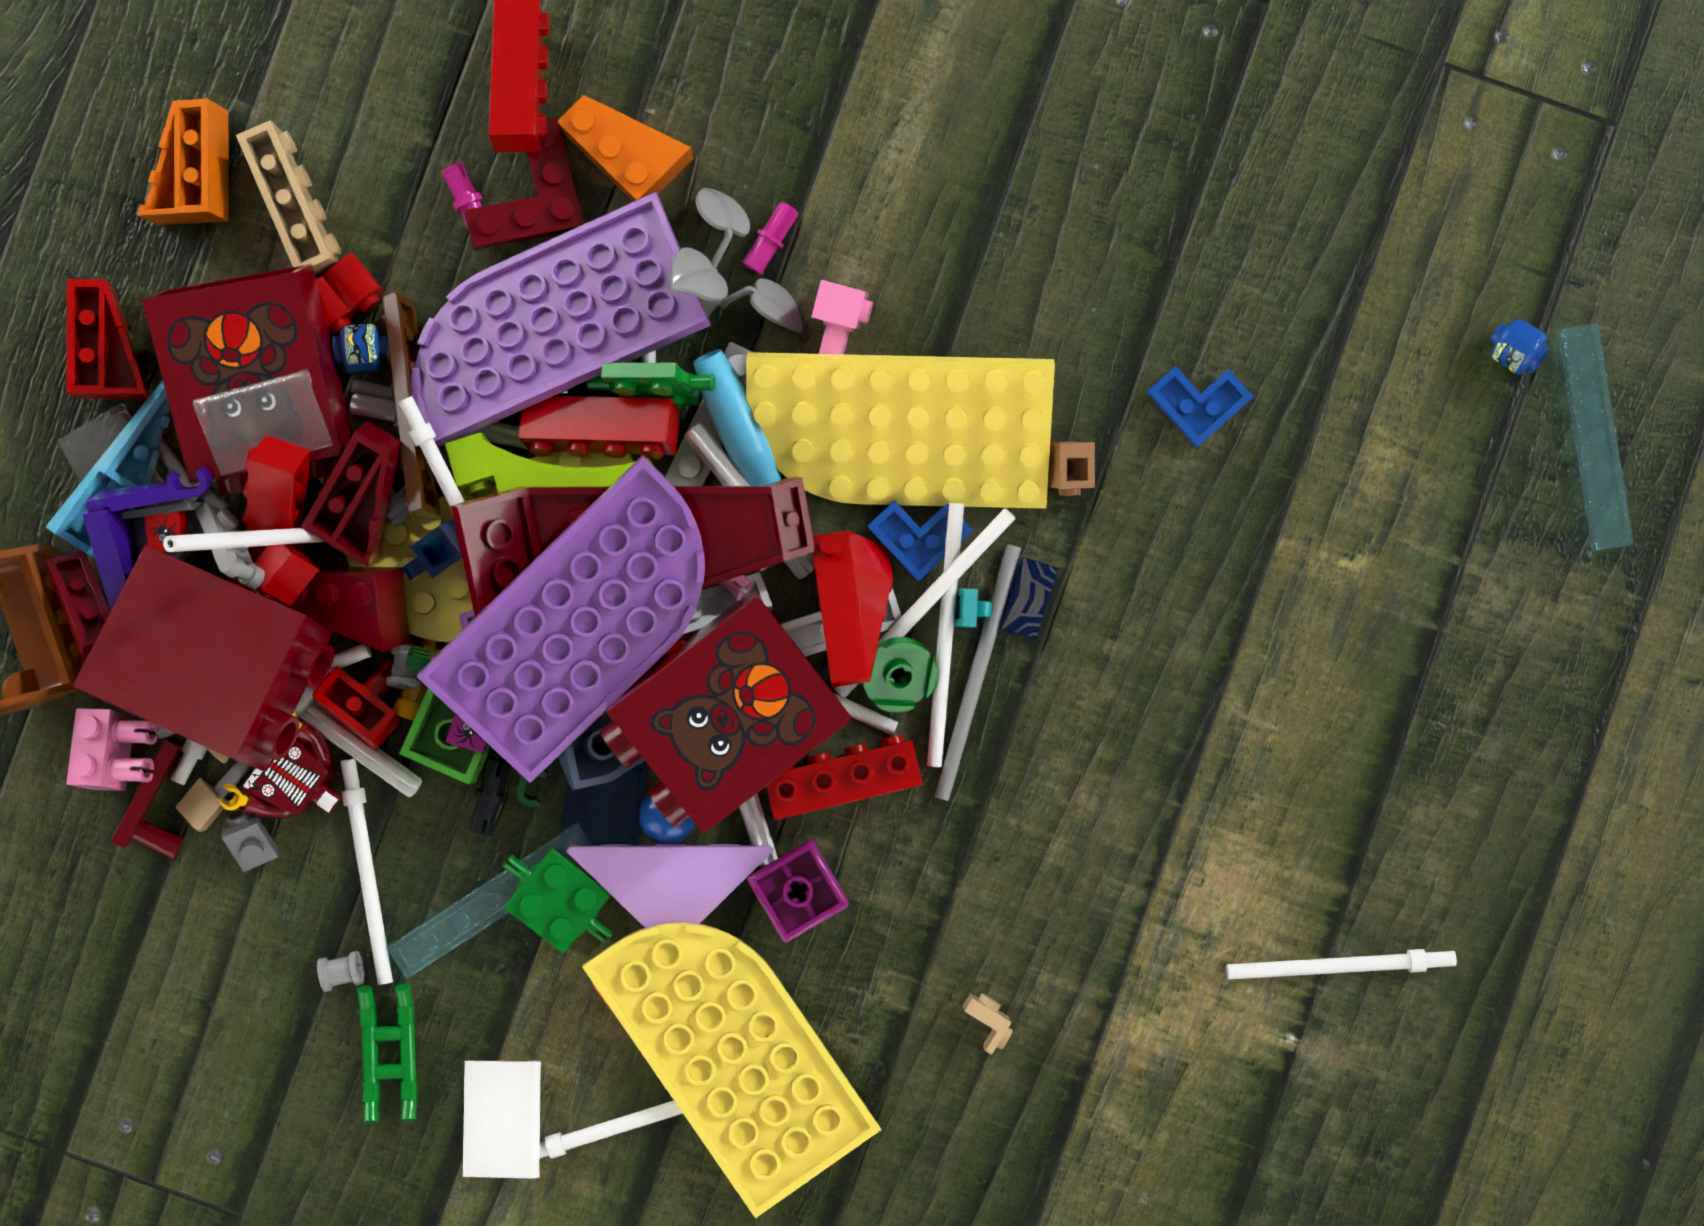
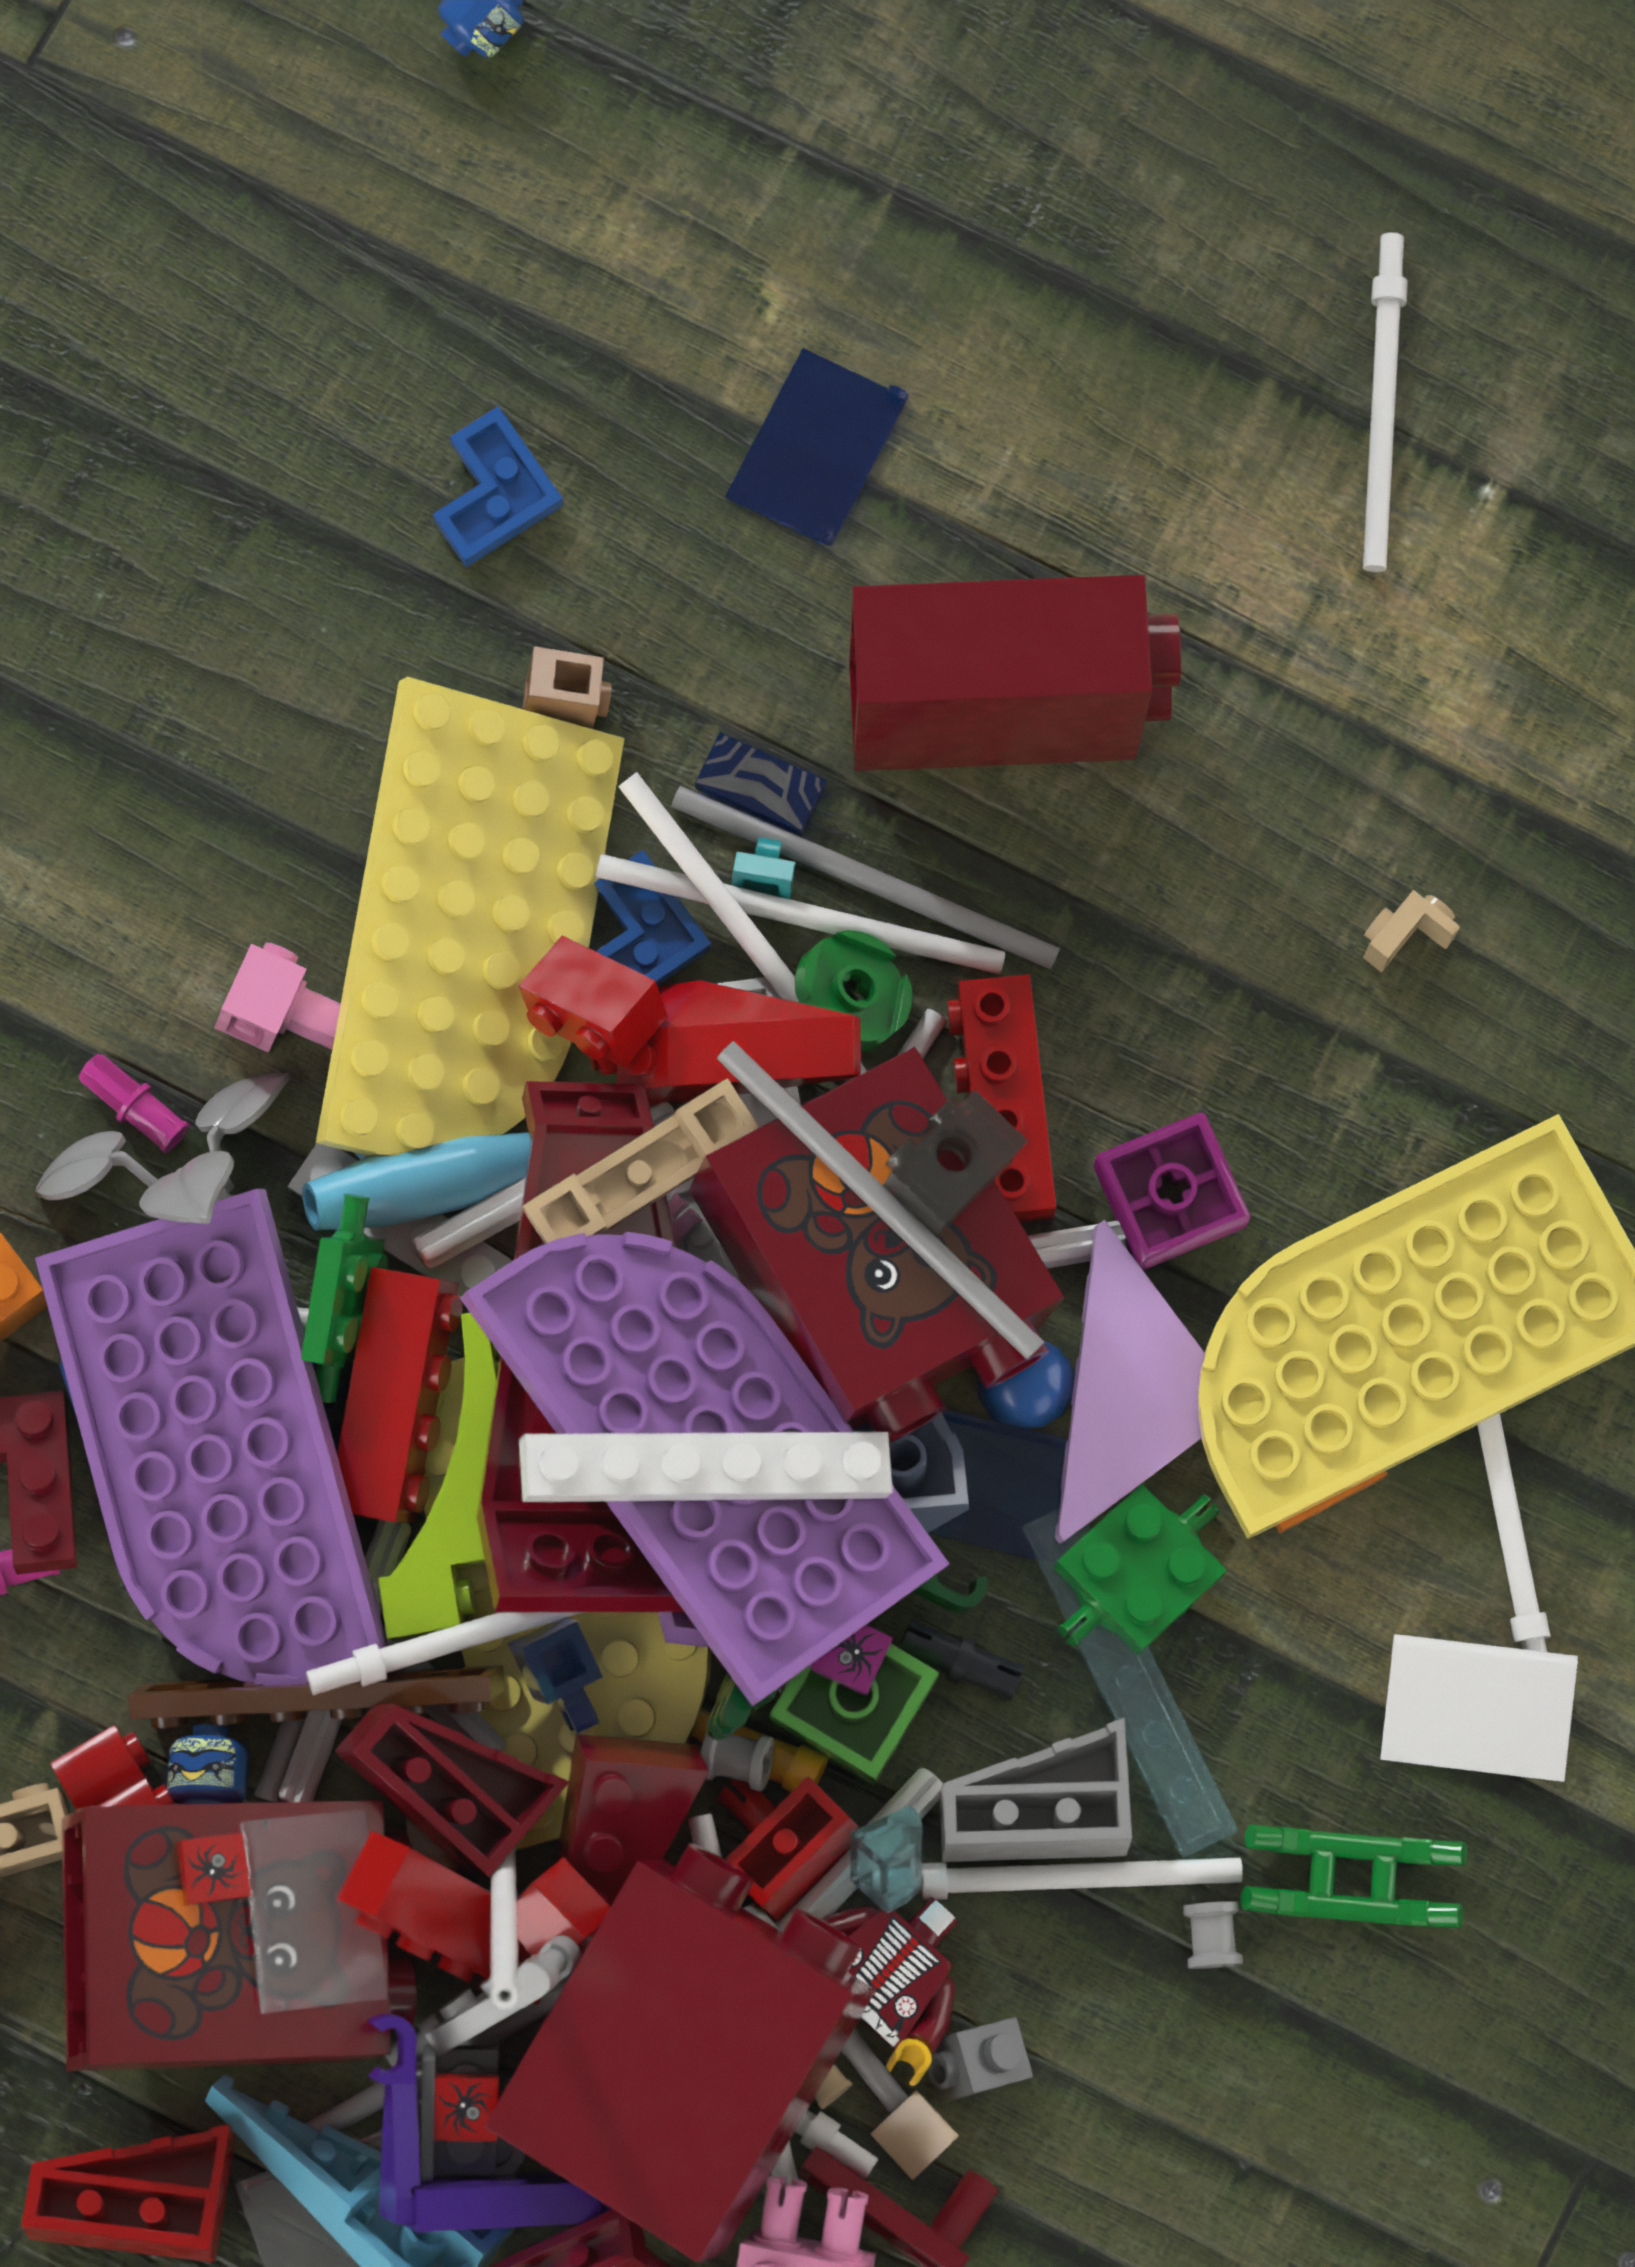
camera: 85 degrees left, 10 degrees down
(273, 357) = (213, 1869): none -> red tile
(356, 768) = (888, 1858): none -> clear light blue brick
(403, 860) = (1044, 1804): none -> light grey wedge
(558, 622) = (705, 1466): none -> white plate
(745, 710) = (880, 1200): none -> light grey piece
(750, 557) = (642, 1169): none -> tan slope
(784, 774) = (981, 1141): none -> clear smoke brick
(861, 511) = (593, 1004): none -> red brick
(1113, 748) = (1007, 672): none -> dark red brick
(1258, 604) = (817, 447): none -> clear blue piece

